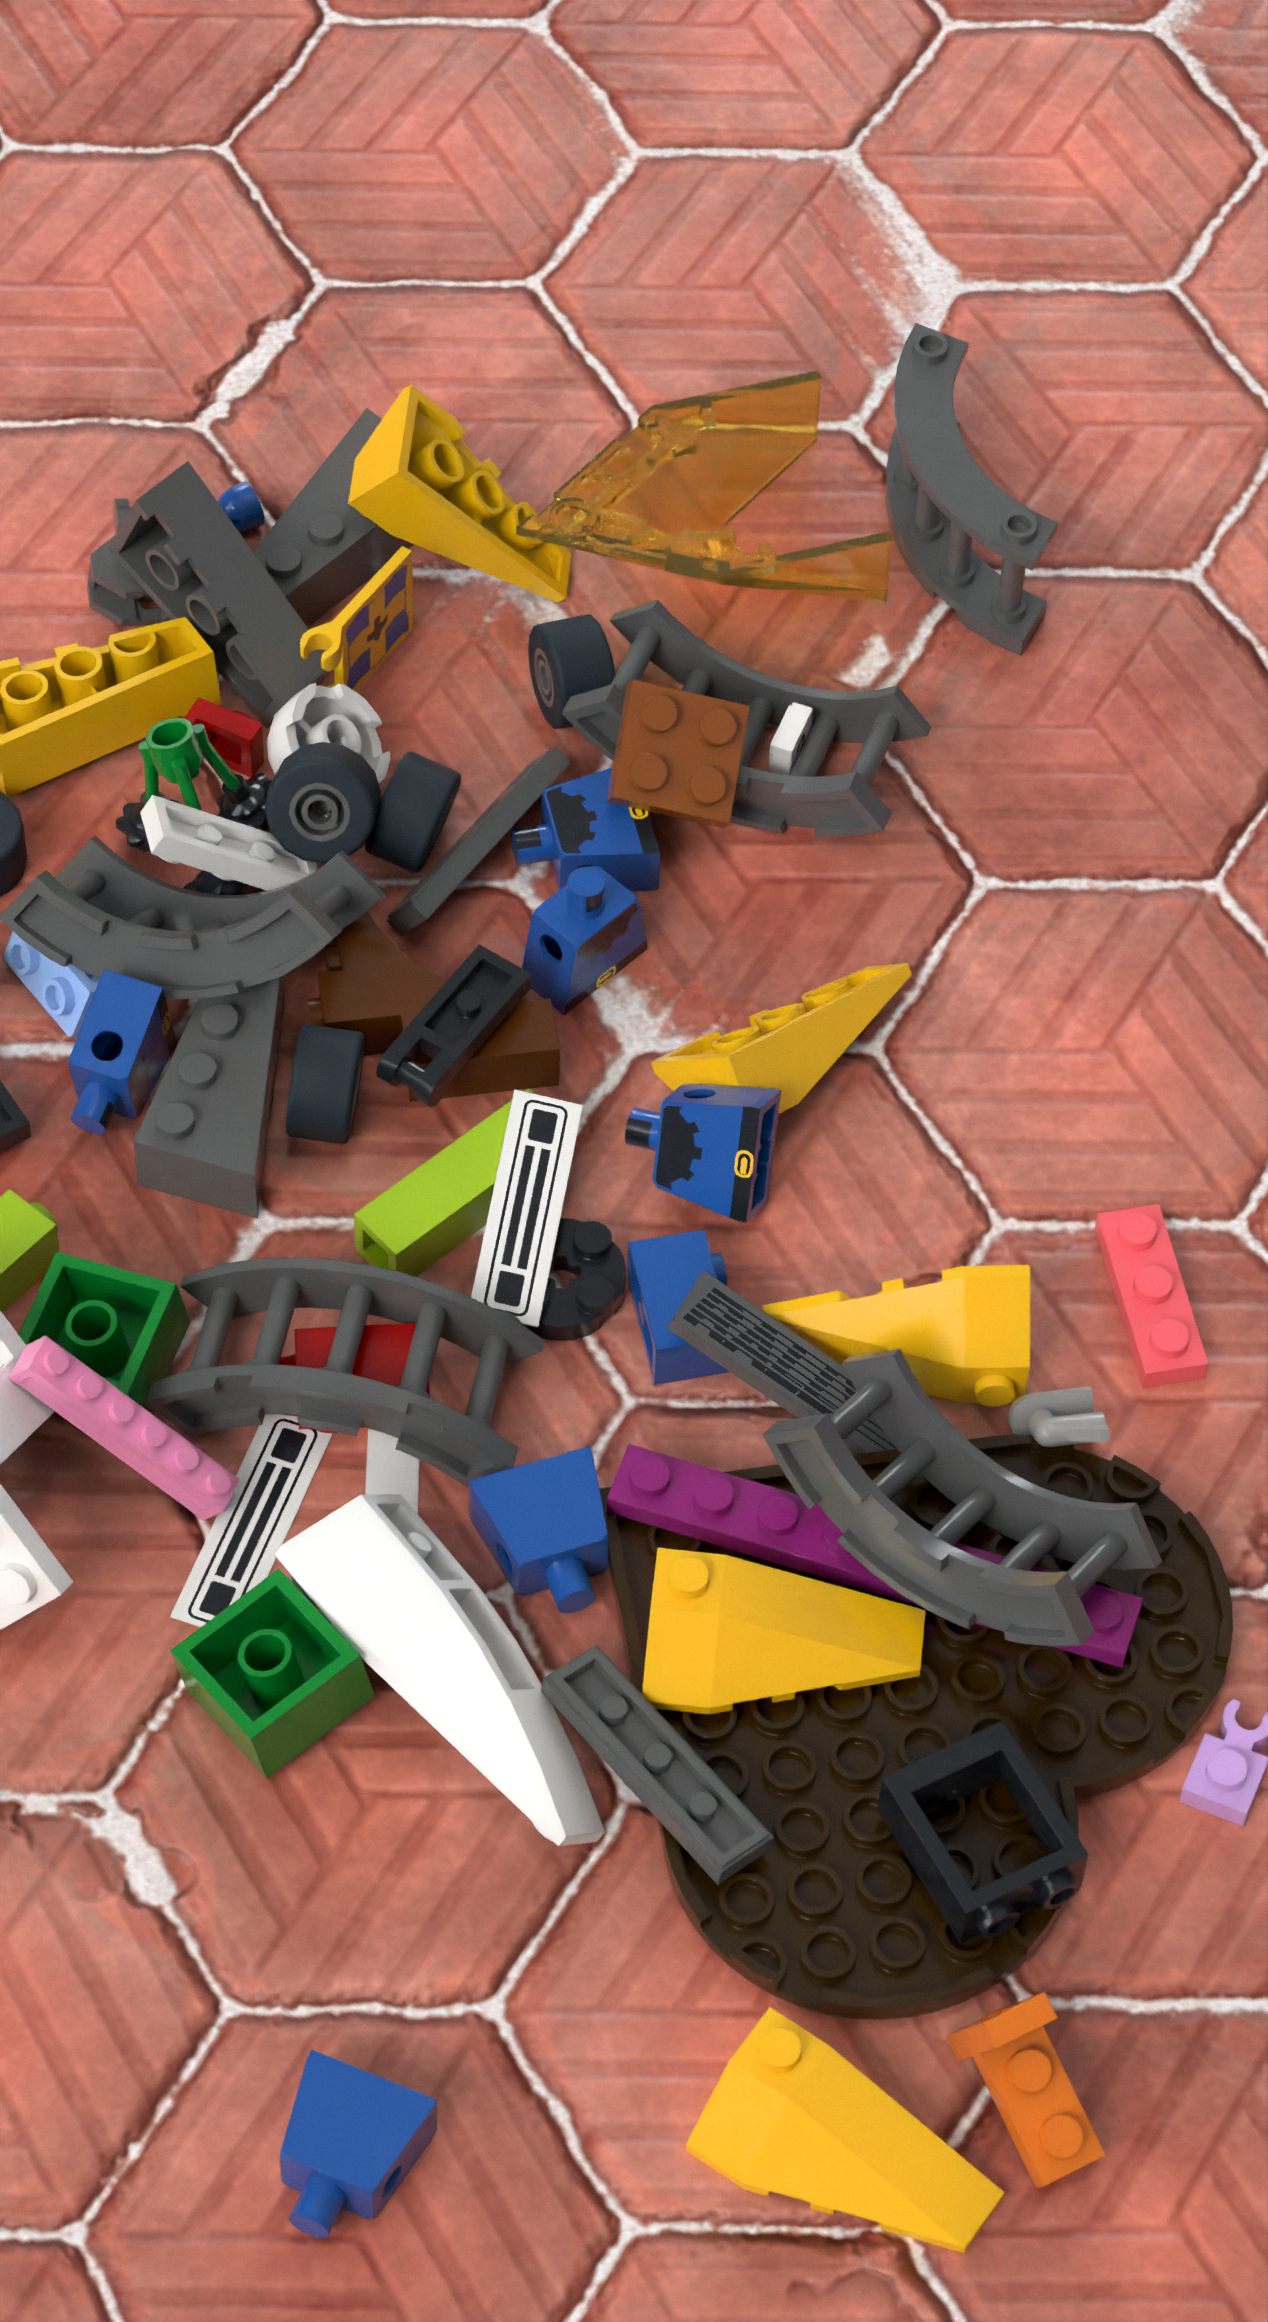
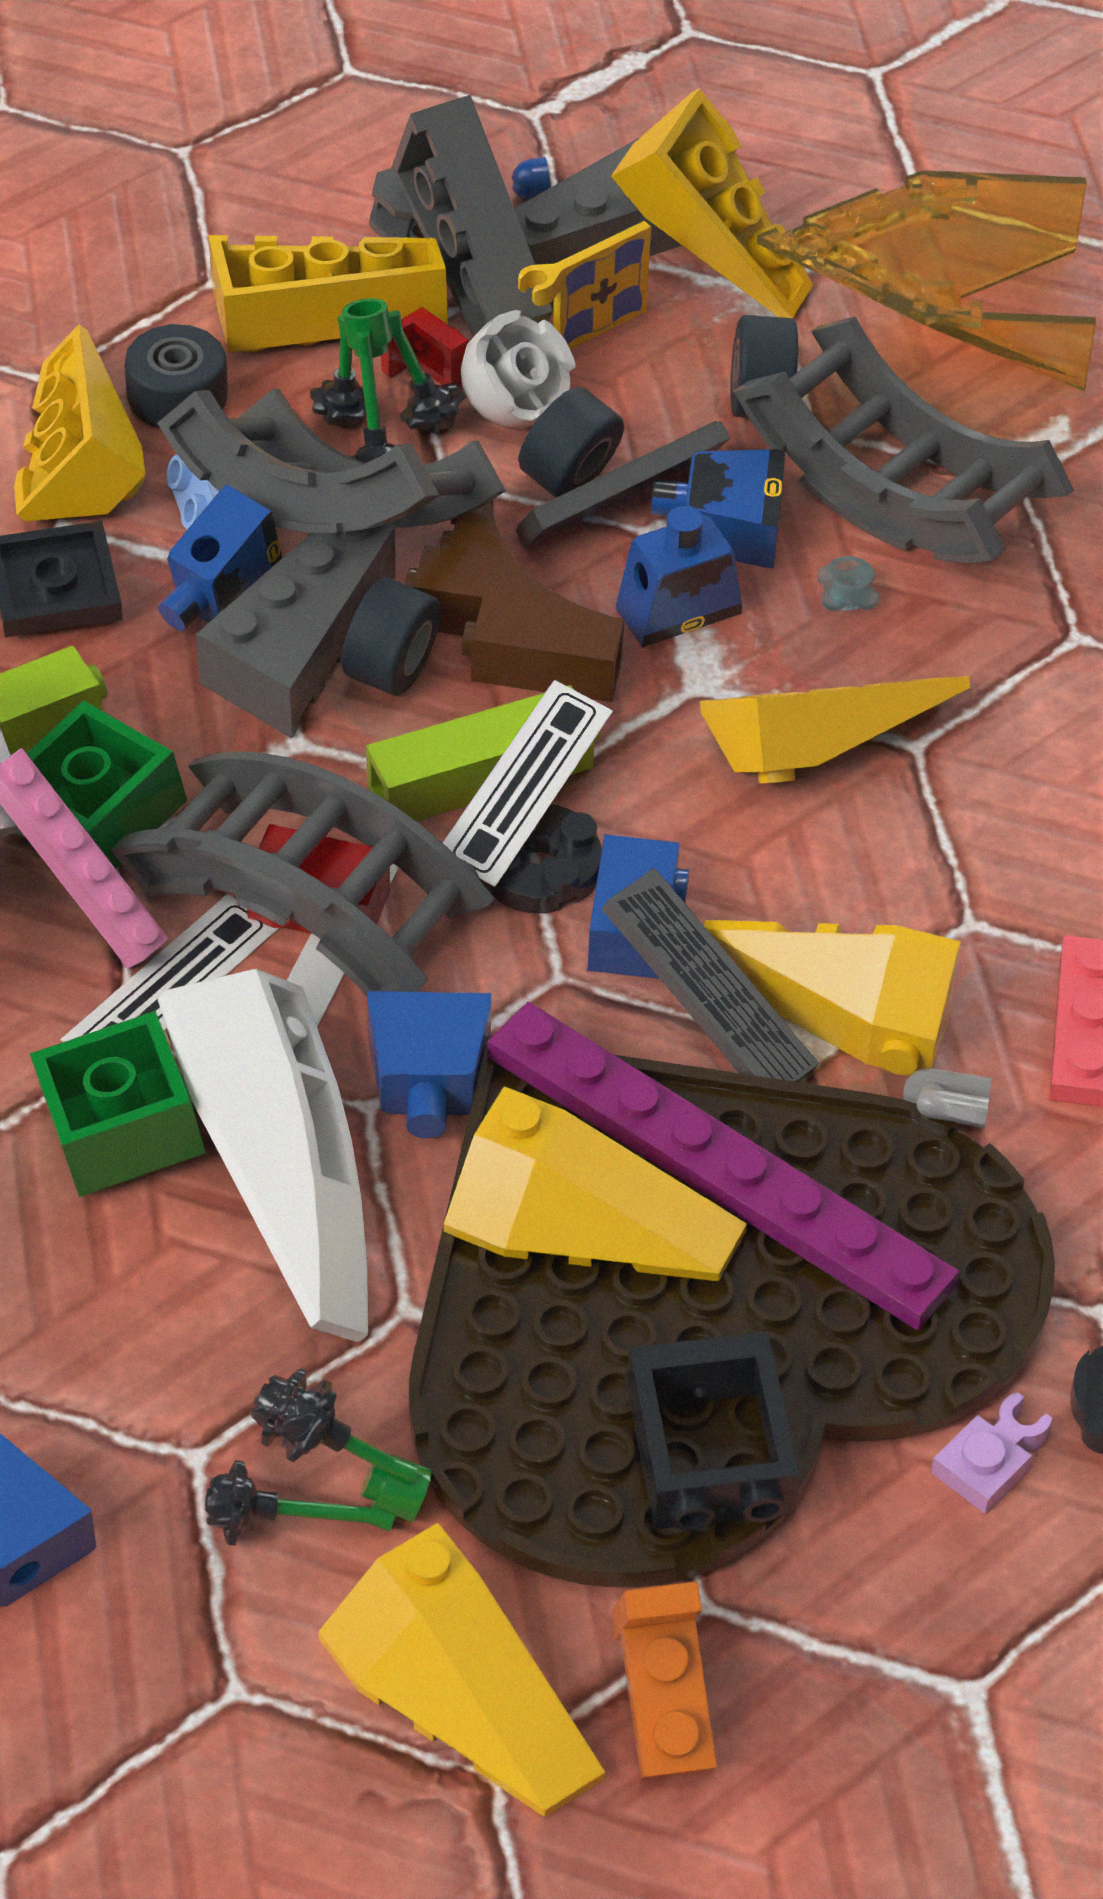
camera: 20 degrees right, 5 degrees down
(219, 846) = (374, 414): white plate -> none
(329, 780) = (508, 403): black wheel -> none
(454, 1024) = (522, 613): black plate -> none
(615, 1953) = (305, 1422): none -> black plant
(657, 1764) = (433, 1284): dark grey tile -> none
(678, 753) = (823, 446): dark orange plate -> none
(712, 1145) = (719, 777): blue torso -> none
(743, 877) = (848, 584): none -> clear light blue plate
(789, 738) = (941, 467): white tile -> none
(925, 1563) = (829, 1227): dark grey fence -> none

